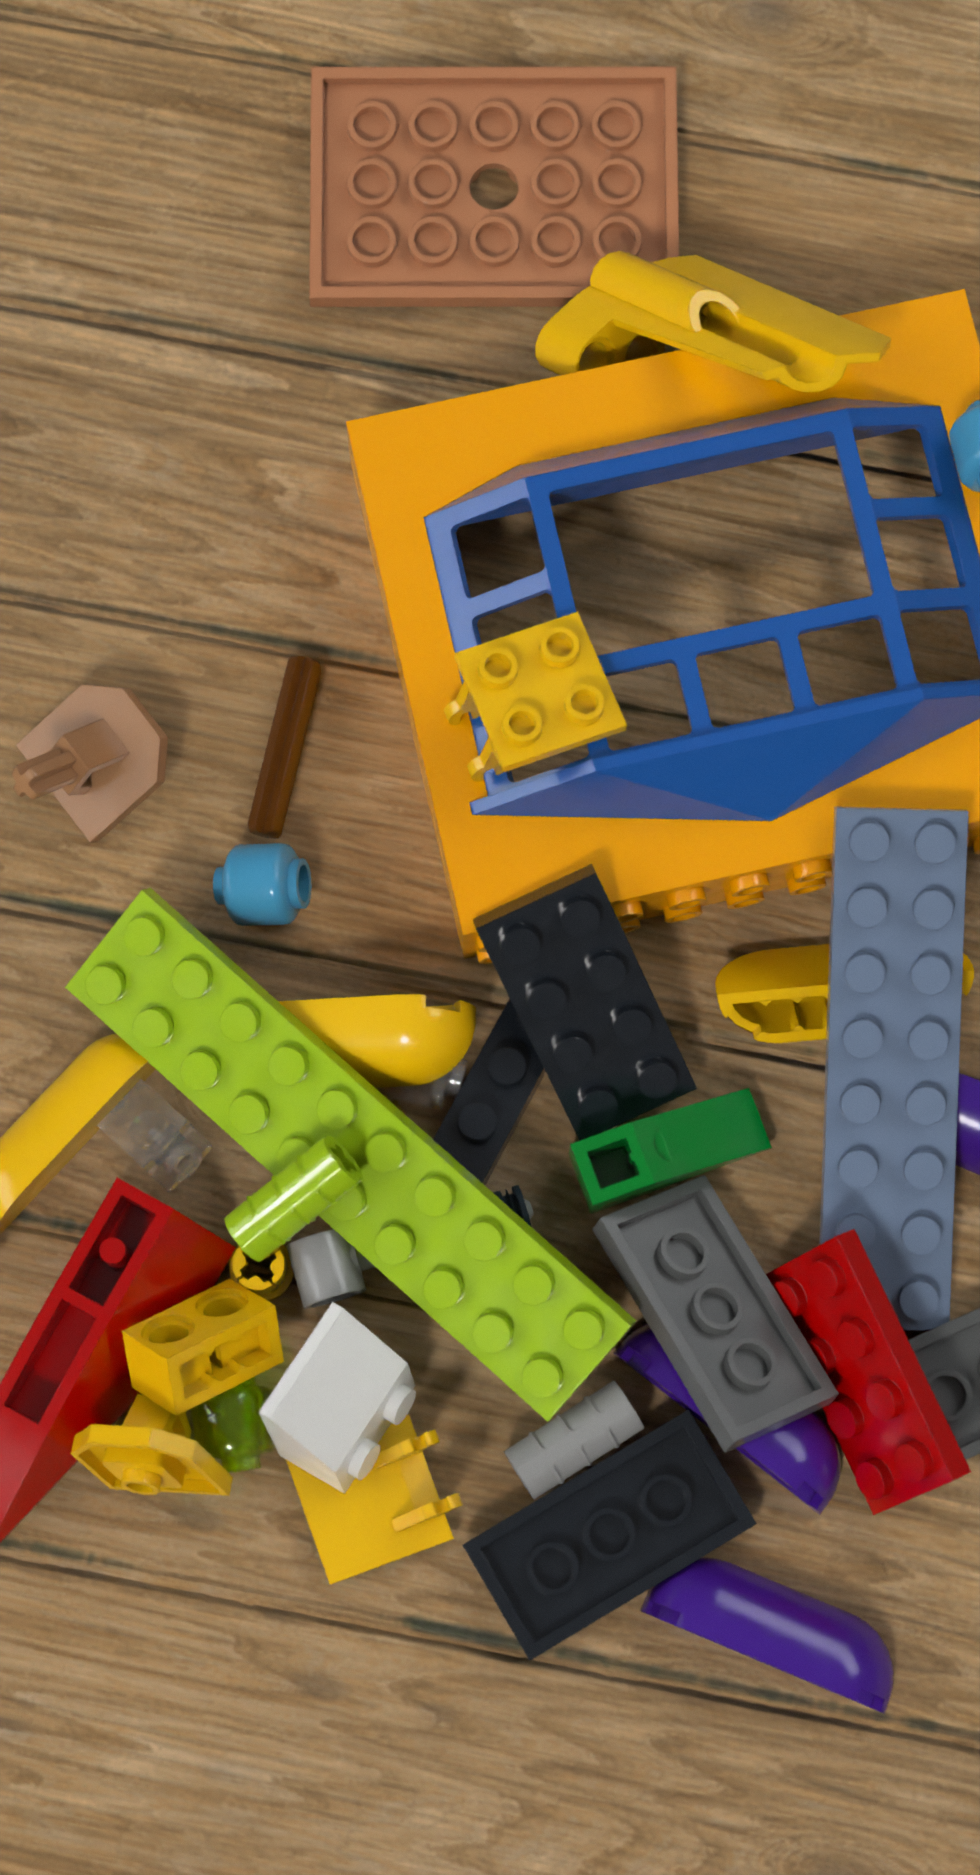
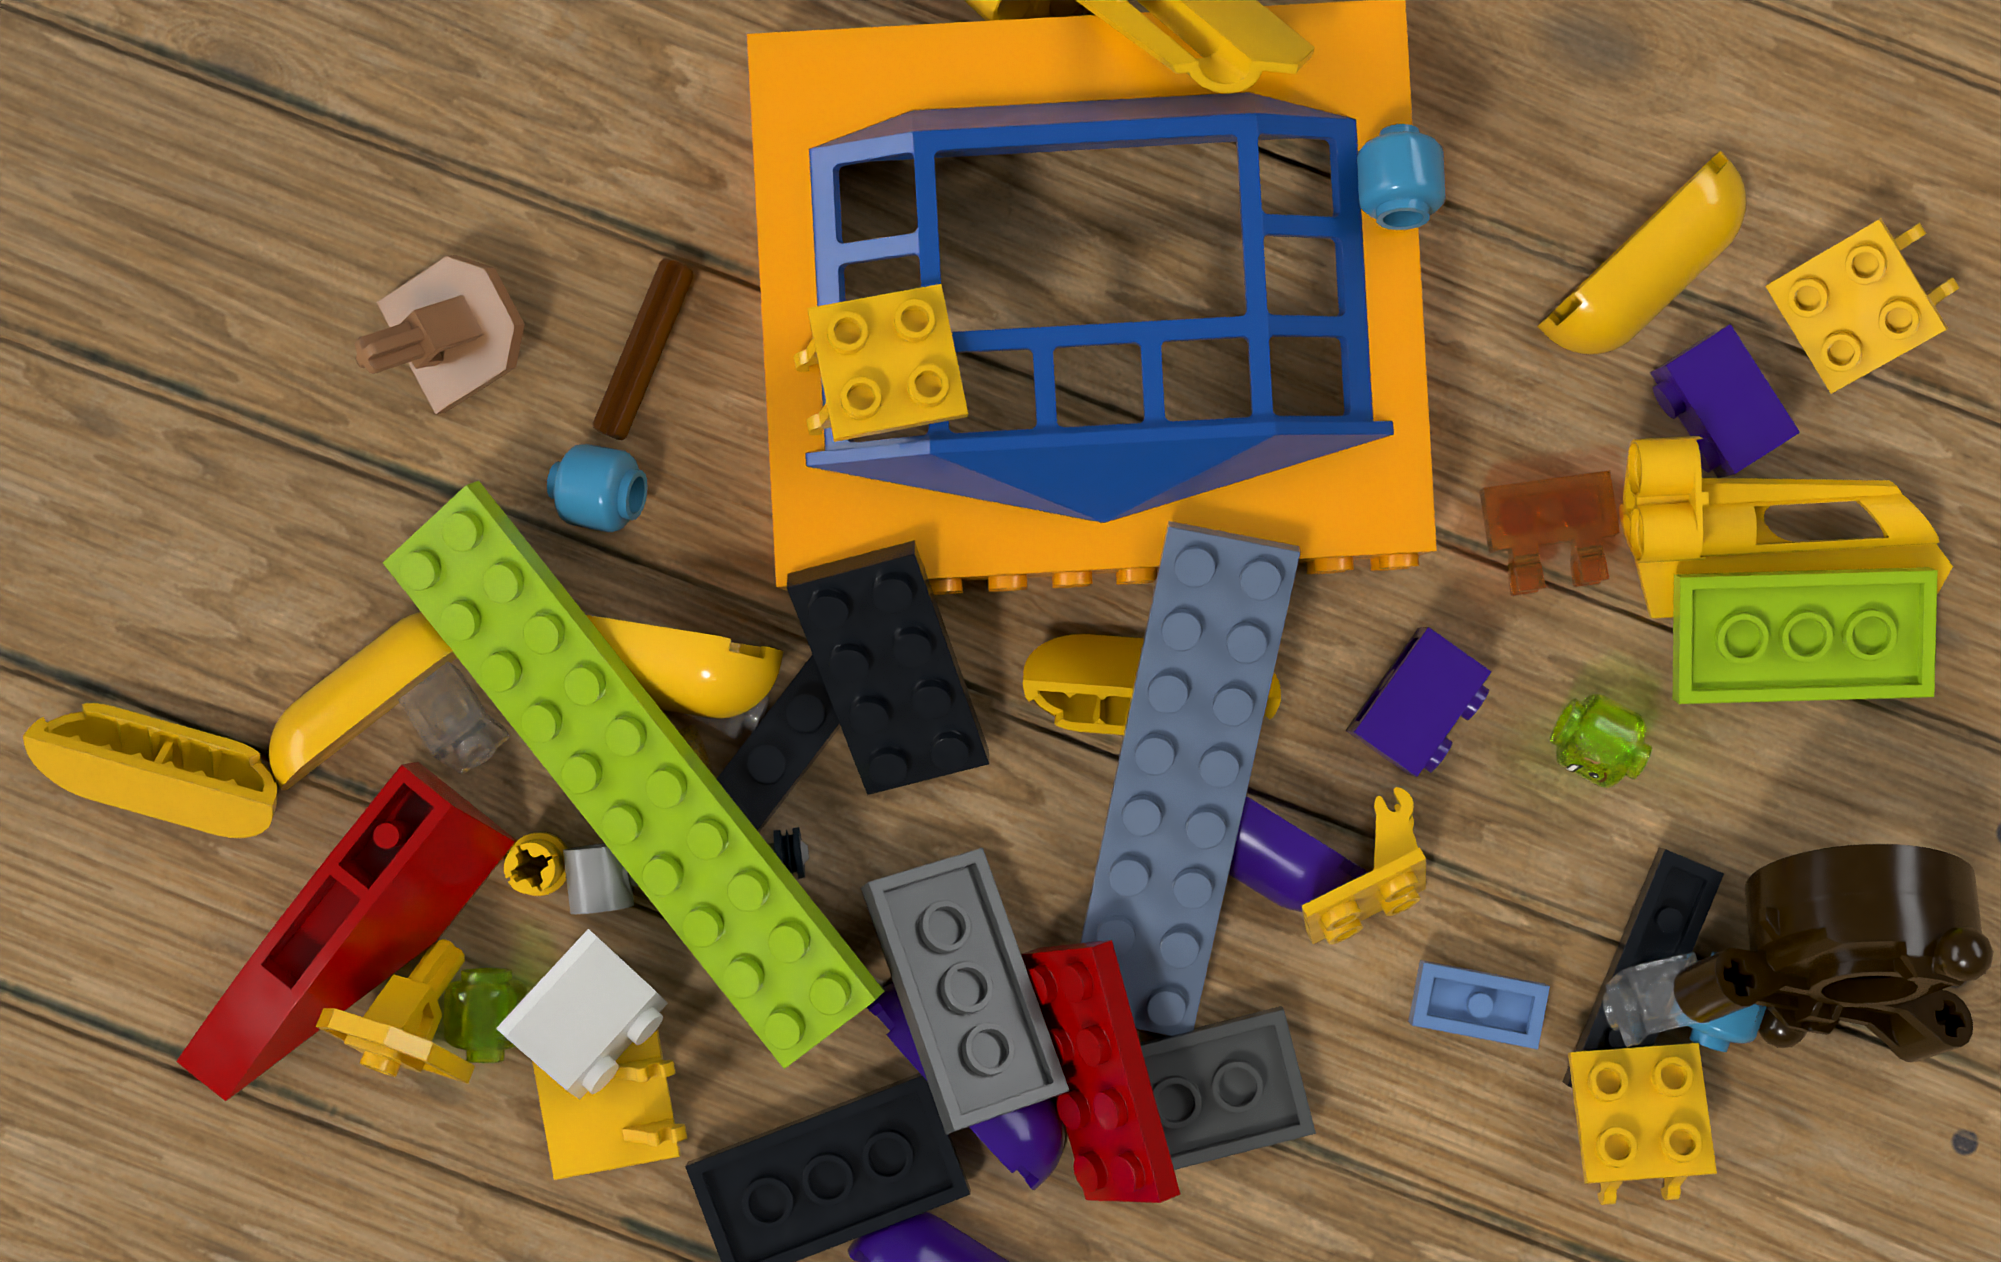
camera: 10 degrees right, 10 degrees up
(203, 1346) = (461, 941): yellow brick -> none
(293, 1198) = (568, 818): lime axle -> none
(574, 1439) = (809, 1083): light grey axle -> none
(667, 1149) = (950, 819): green slope -> none

